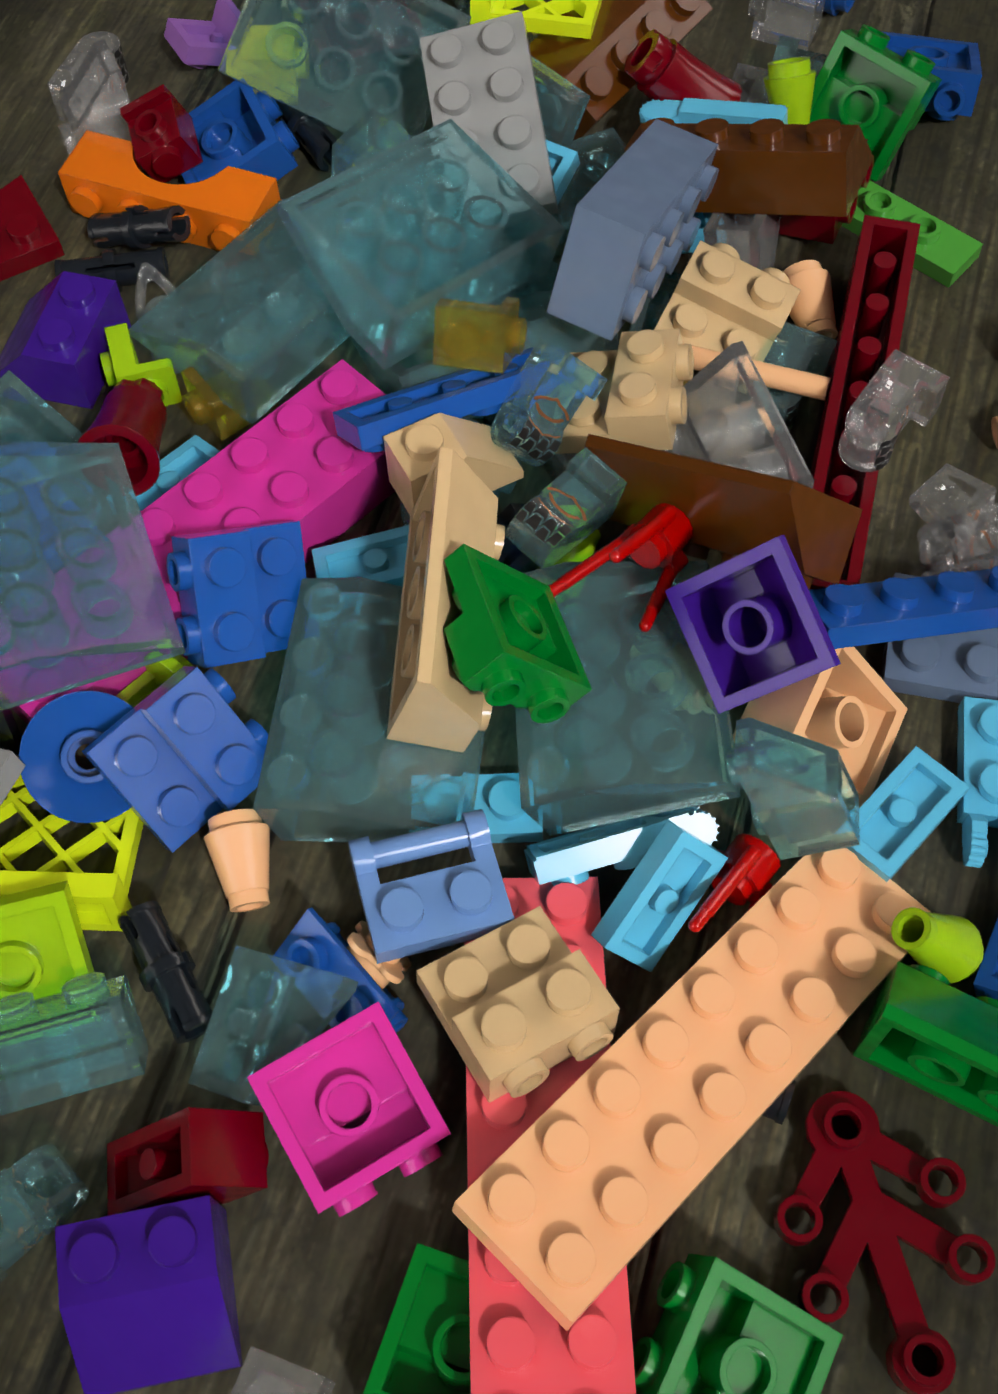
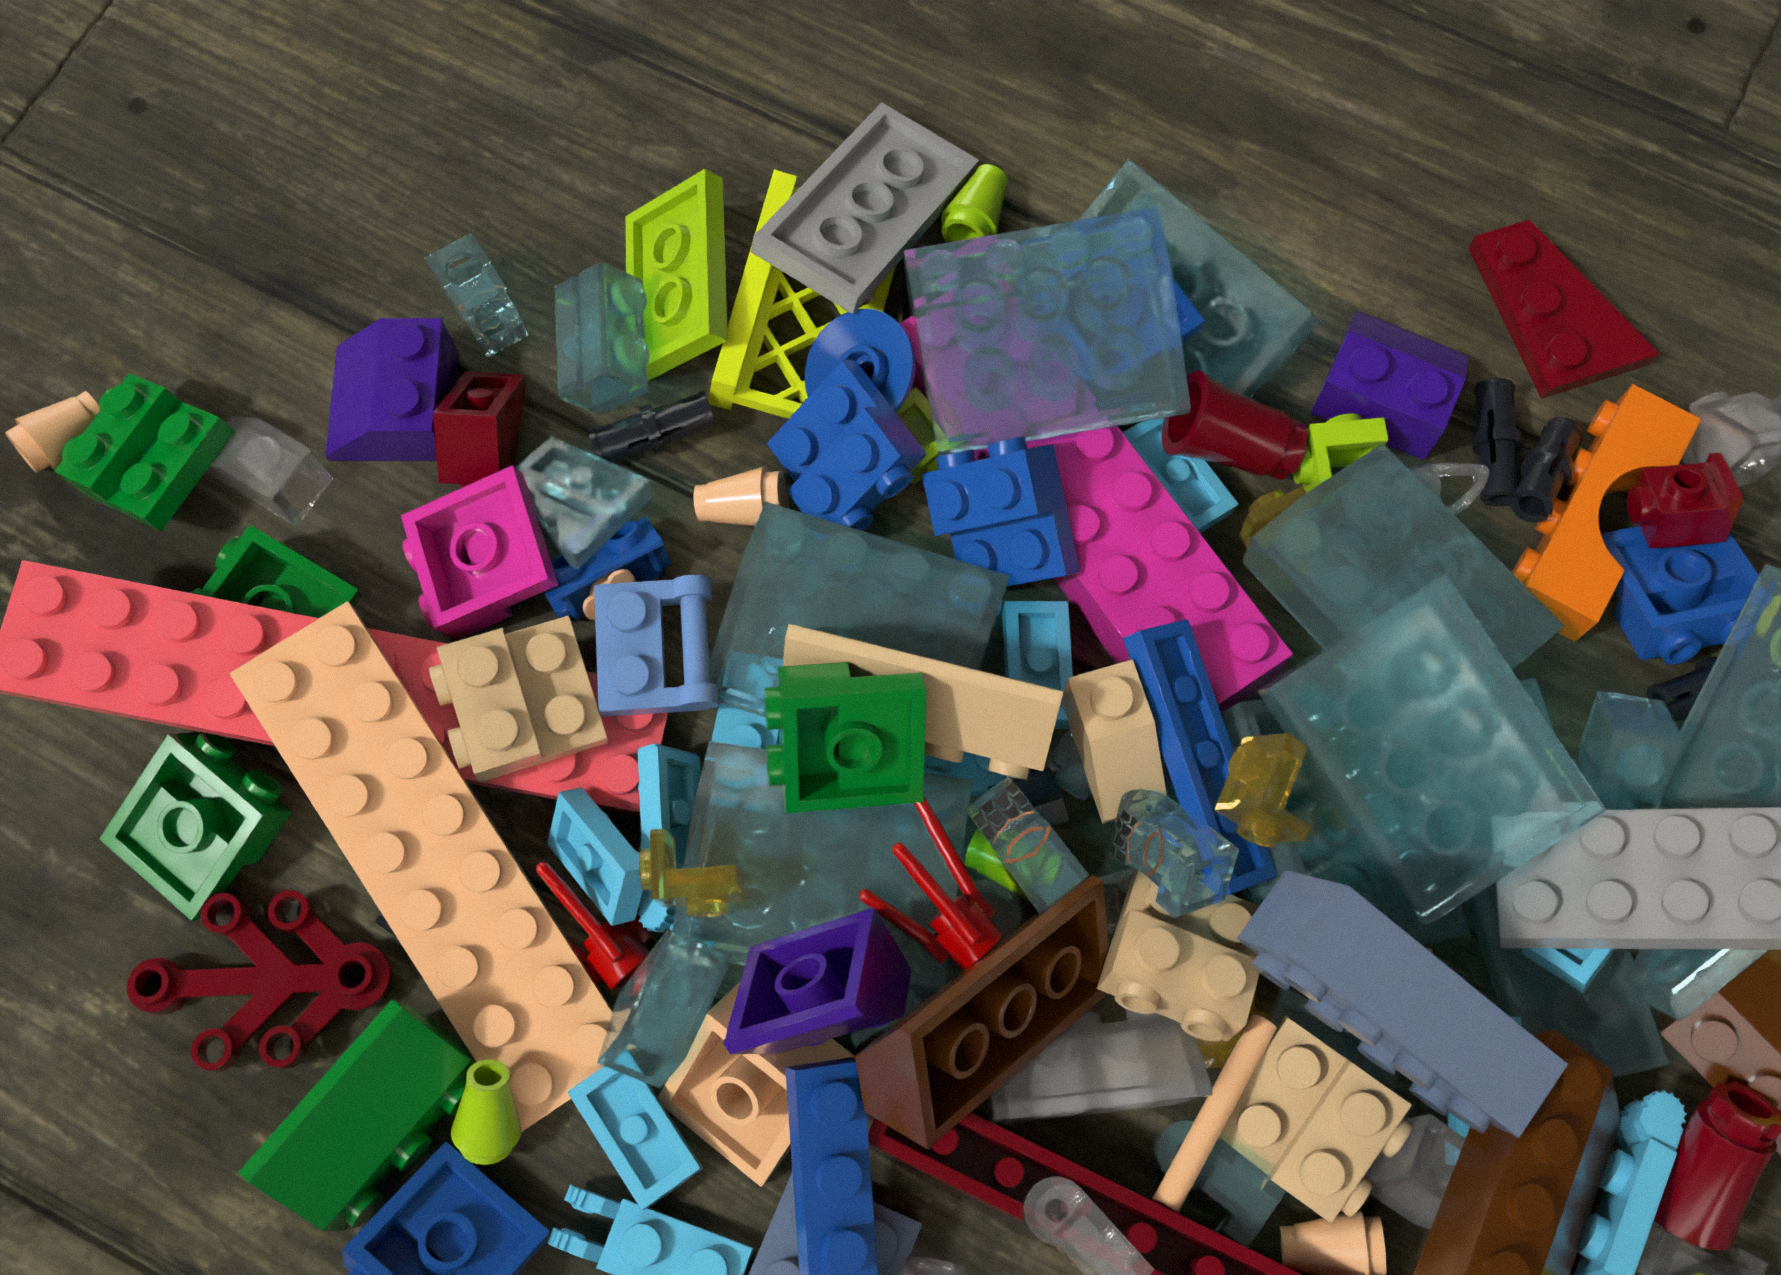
camera: 100 degrees right, 10 degrees up
(685, 757) = (700, 889): none -> clear yellow bracket

